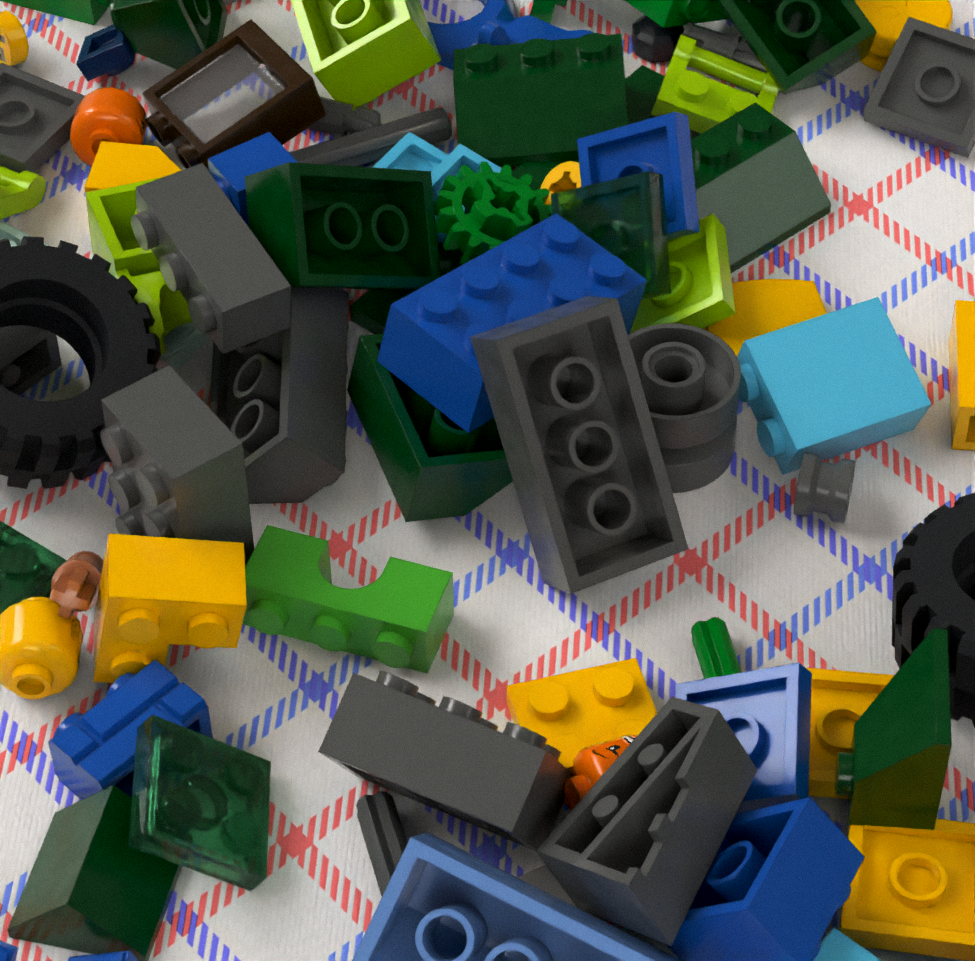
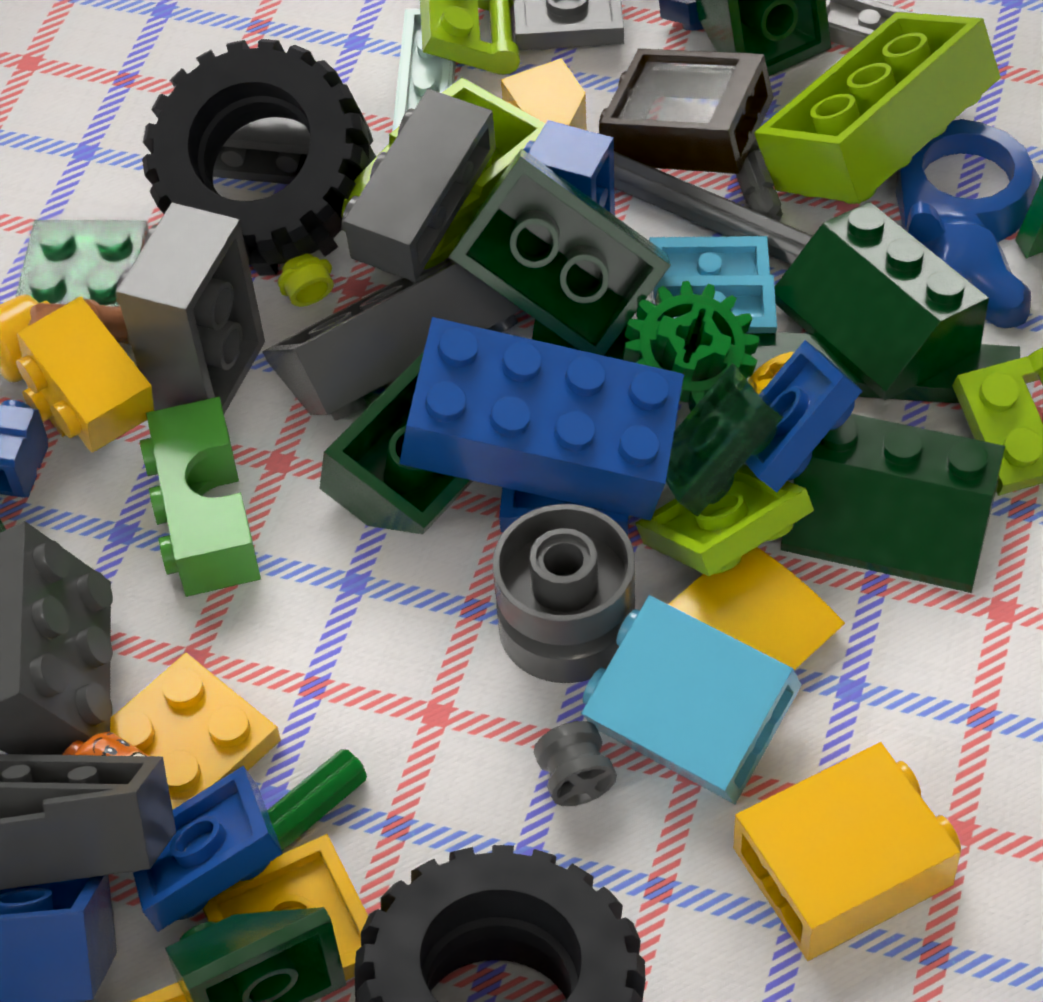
camera: 60 degrees right, 5 degrees up
(109, 117) = (599, 55): orange head -> none
(580, 443) = (409, 536): dark grey brick -> none

